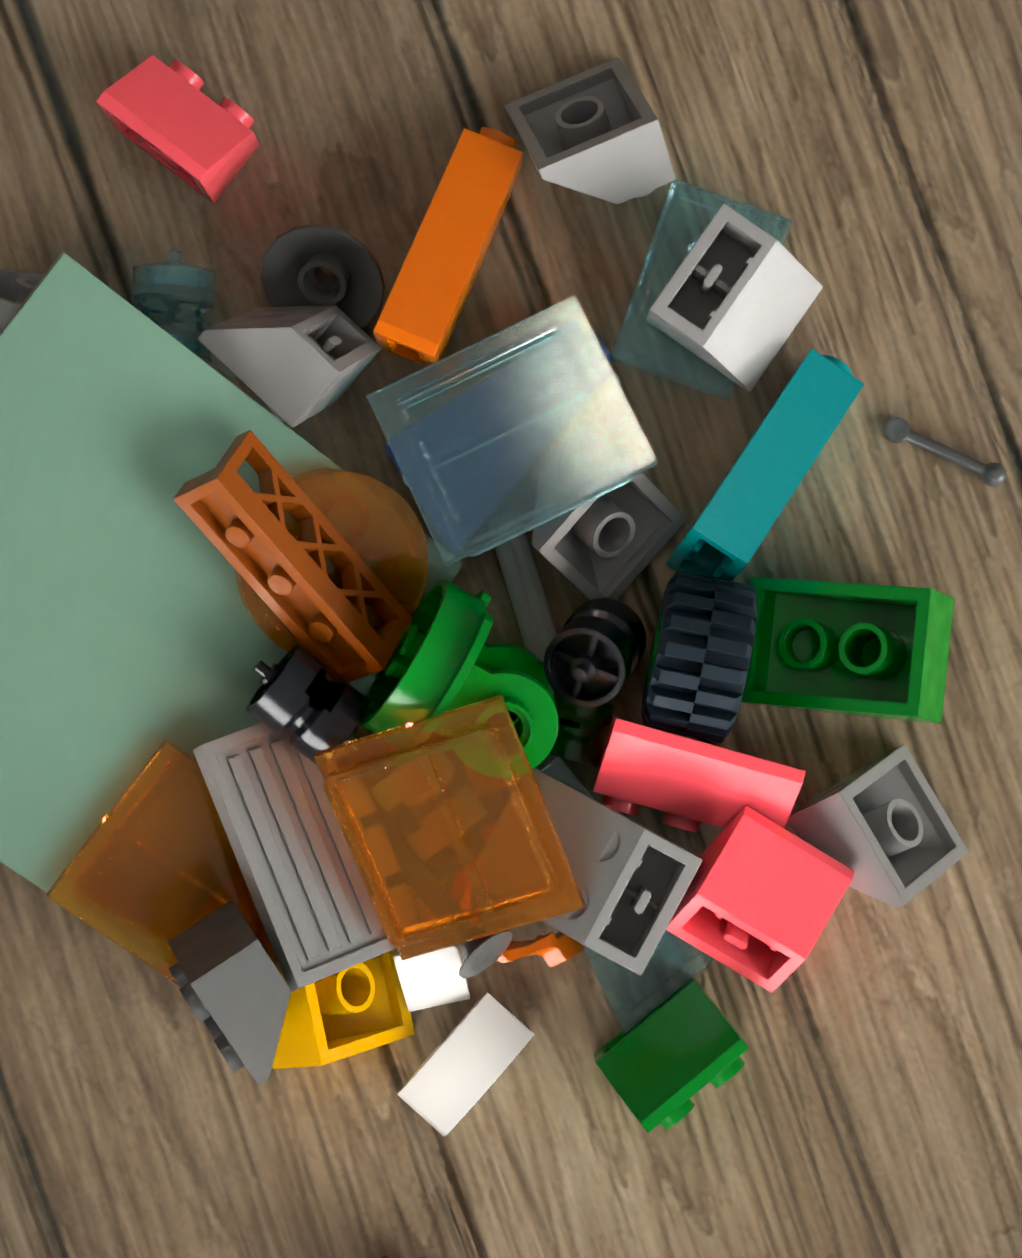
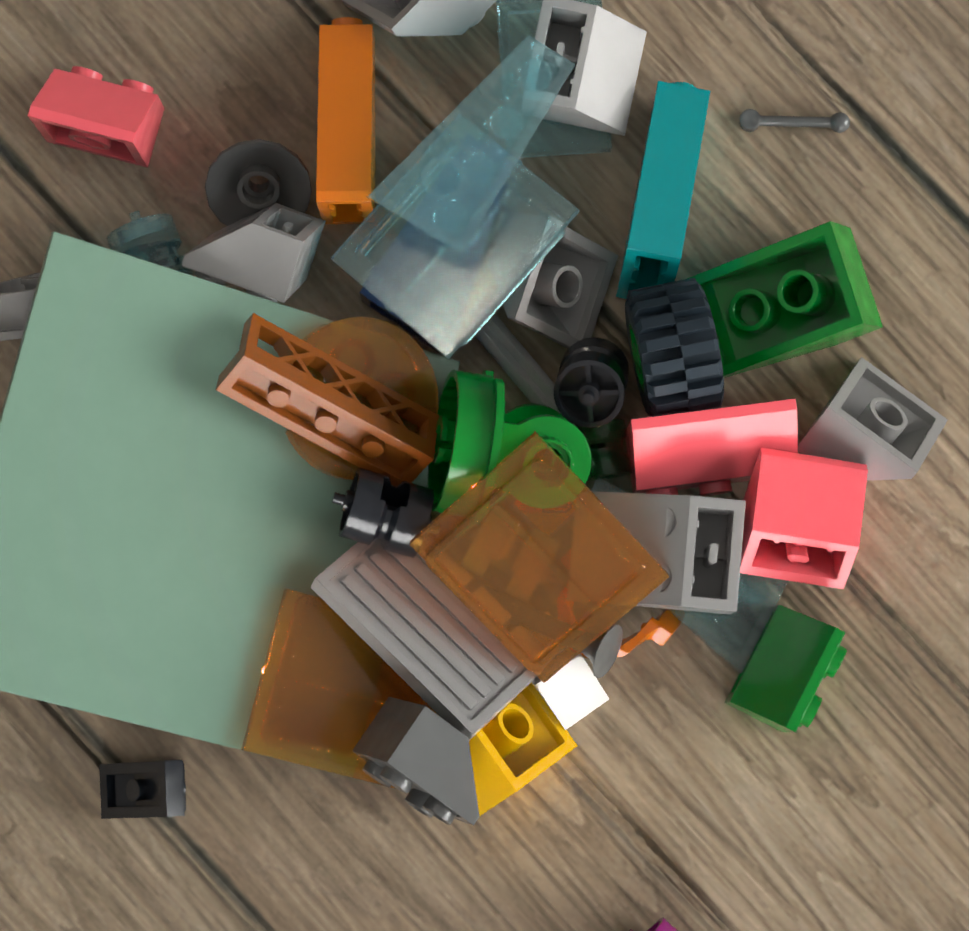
camera: 25 degrees left, 5 degrees down
(465, 1064) = (627, 751): white slope -> none
(565, 350) = (469, 156): none -> clear light blue wing

